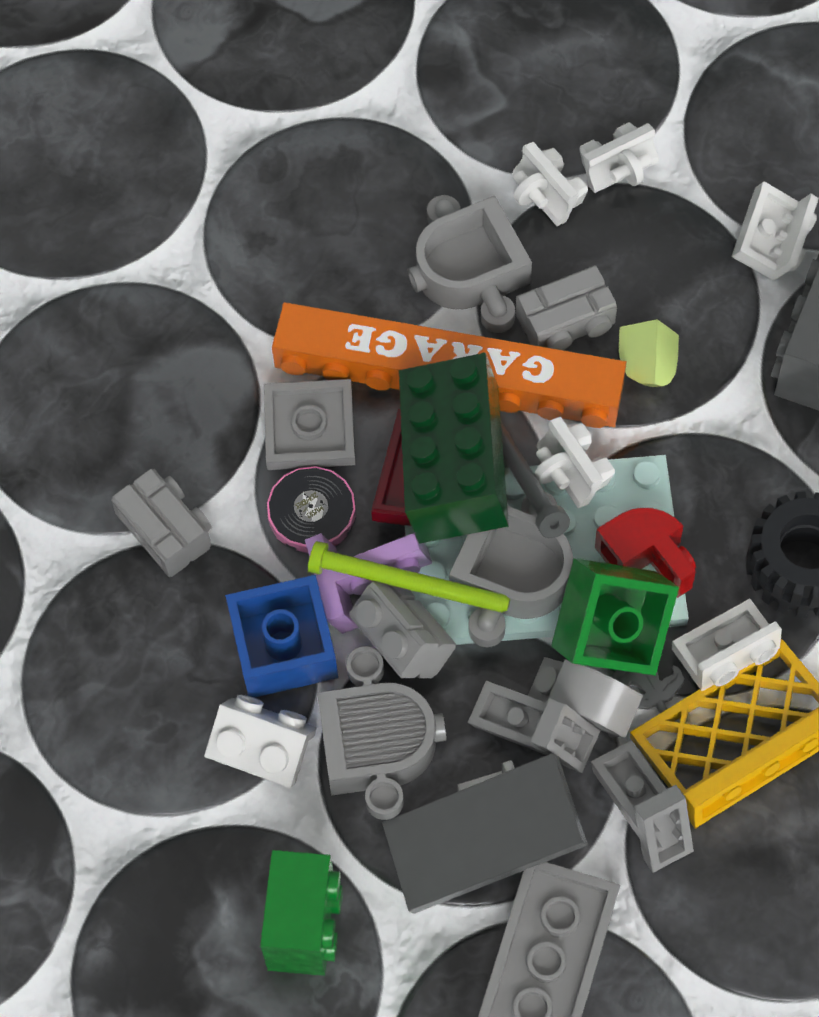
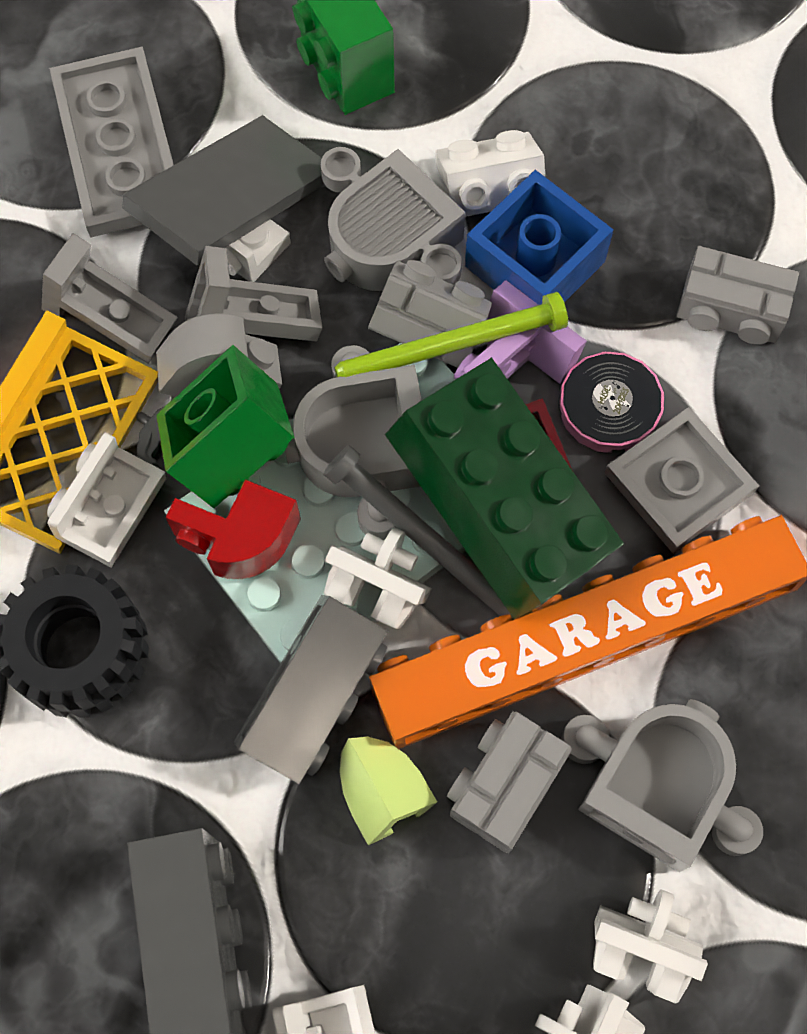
camera: 145 degrees right, 5 degrees up
(661, 426) = (312, 689): none -> brick

